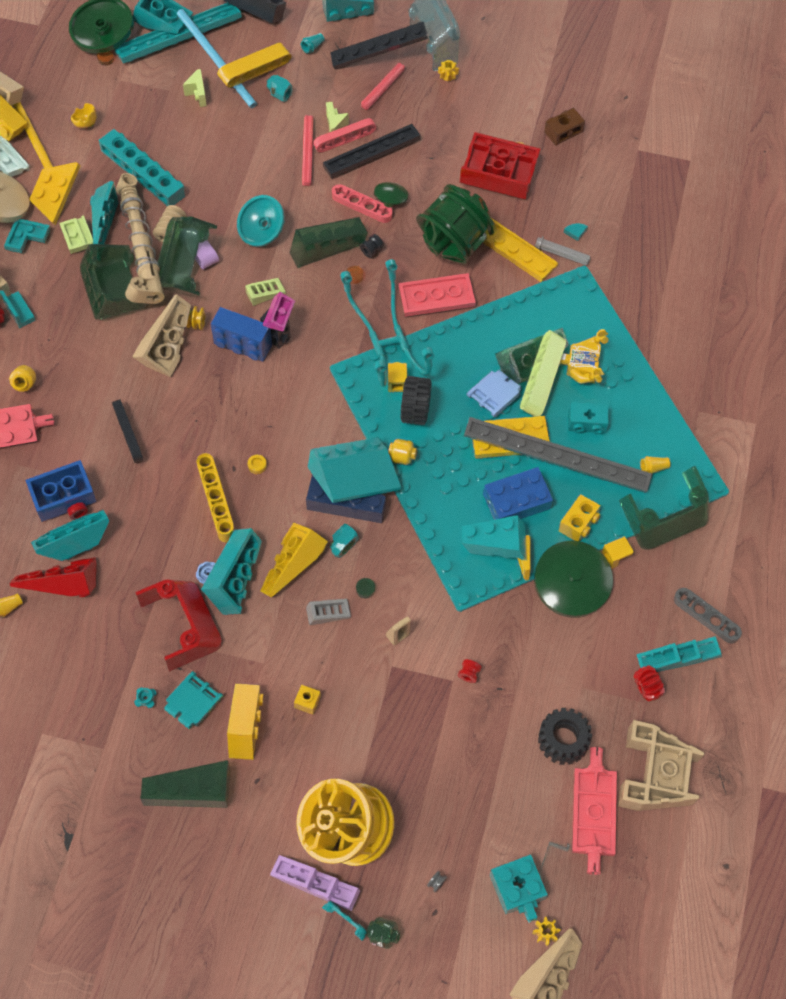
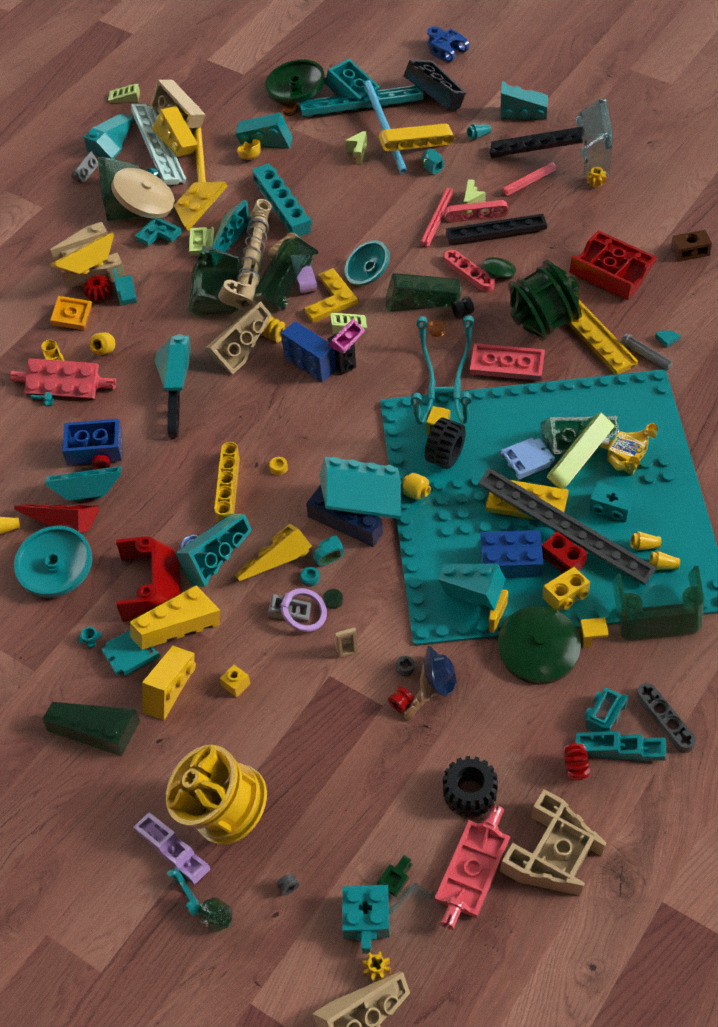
camera: 25 degrees right, 10 degrees down
(76, 631) = (53, 561): none -> teal dish
(95, 89) = (268, 129): none -> teal wedge
(105, 381) = (173, 362): none -> teal wedge
(228, 652) = (175, 618): none -> yellow wedge
(246, 265) = (341, 297): none -> yellow plate
(331, 620) = (292, 623): none -> lavender piece
(334, 571) = (310, 576): none -> teal tile
(456, 641) = (400, 662): none -> dark grey bush
(495, 641) = (435, 678): none -> dark blue hat
(529, 842) = (395, 876): none -> dark green plate
(562, 488) = (562, 557): none -> red brick
(630, 449) = (644, 541): none -> yellow cone
(655, 627) = (605, 711): none -> teal window

